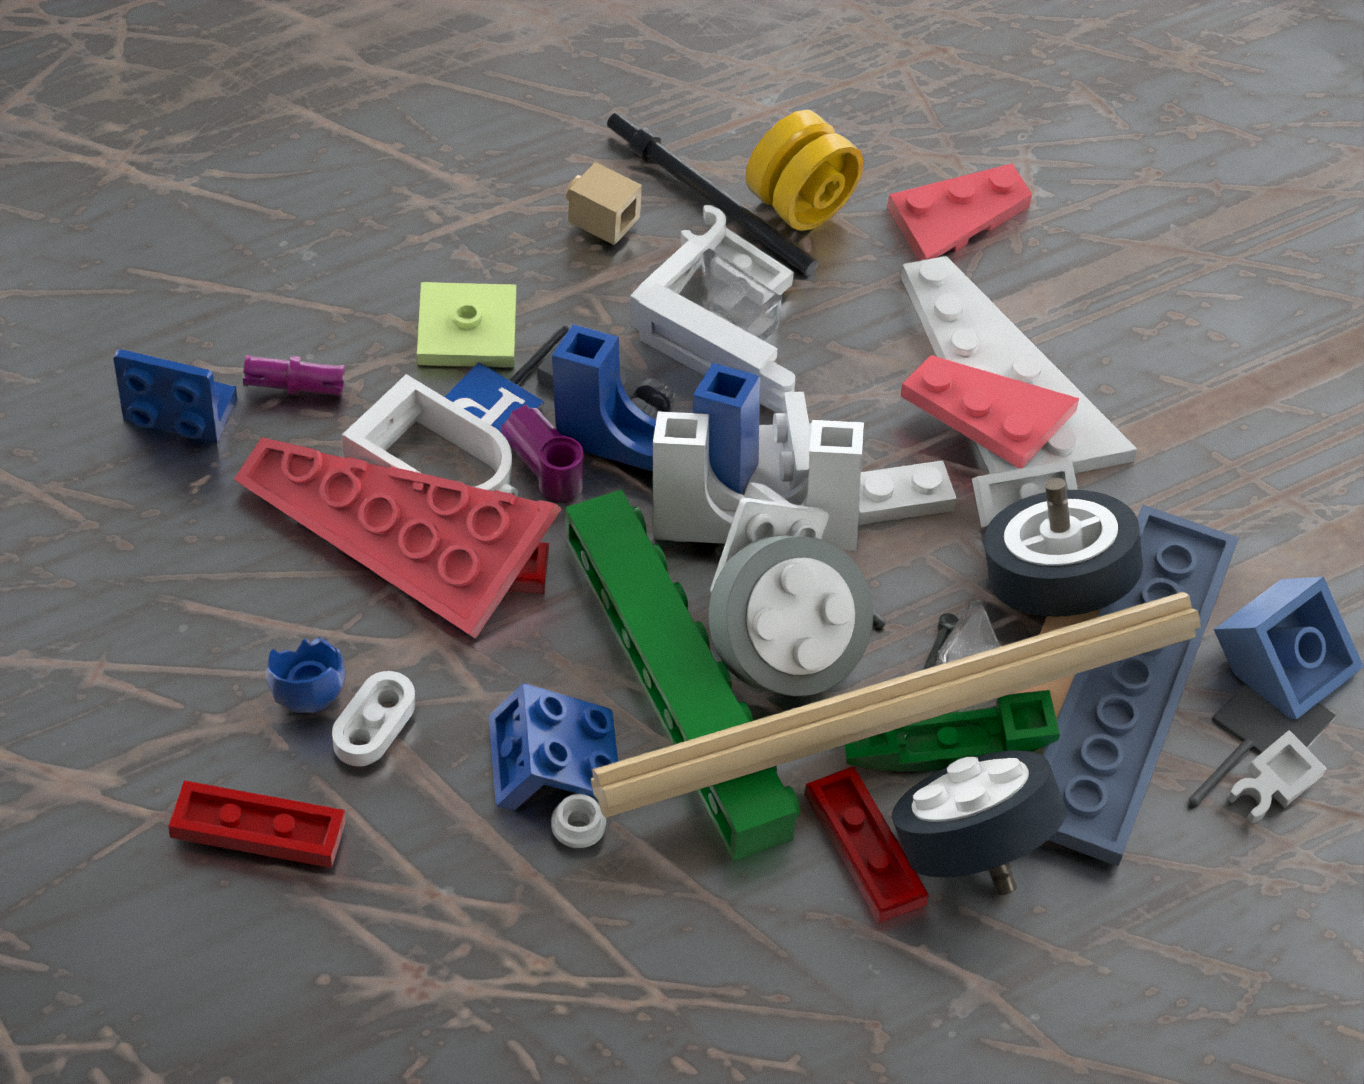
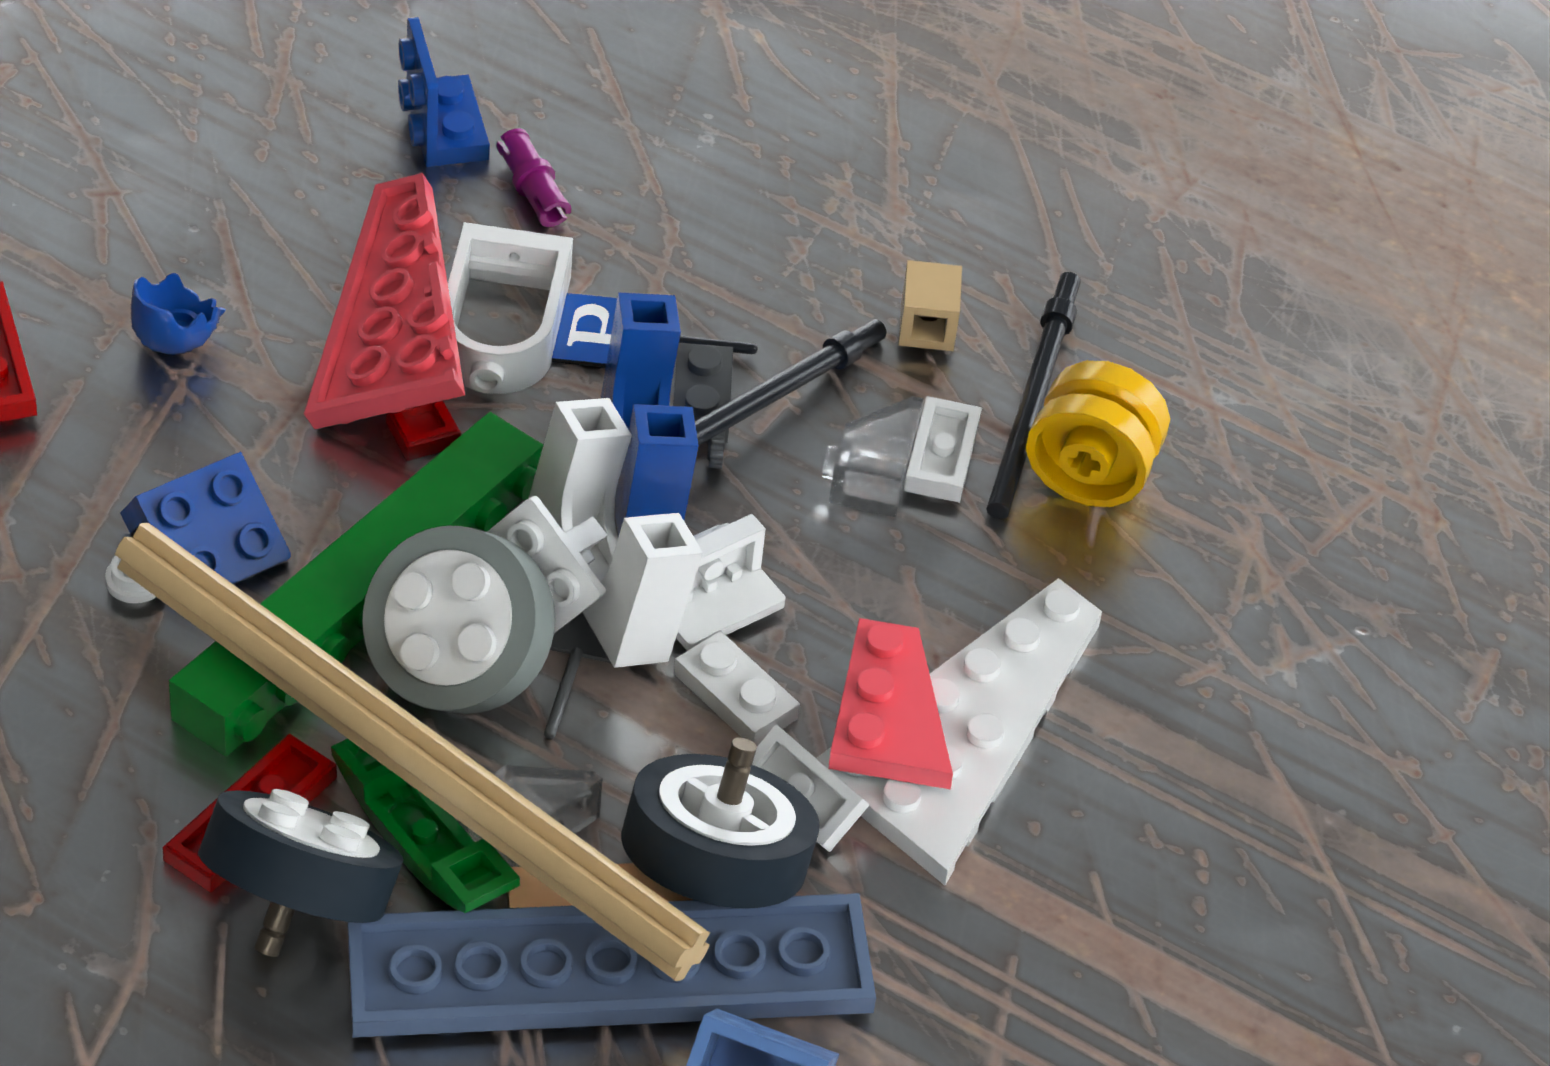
camera: 60 degrees right, 5 degrees down
(370, 722) = (160, 385): white plate -> none
(466, 324) = (705, 272): yellowish green plate -> none
(548, 454) = (573, 376): magenta piece -> none
(606, 282) = (837, 353): none -> black bar
(695, 334) = (844, 390): white hinge -> none
(955, 209) = (1180, 596): coral wing -> none

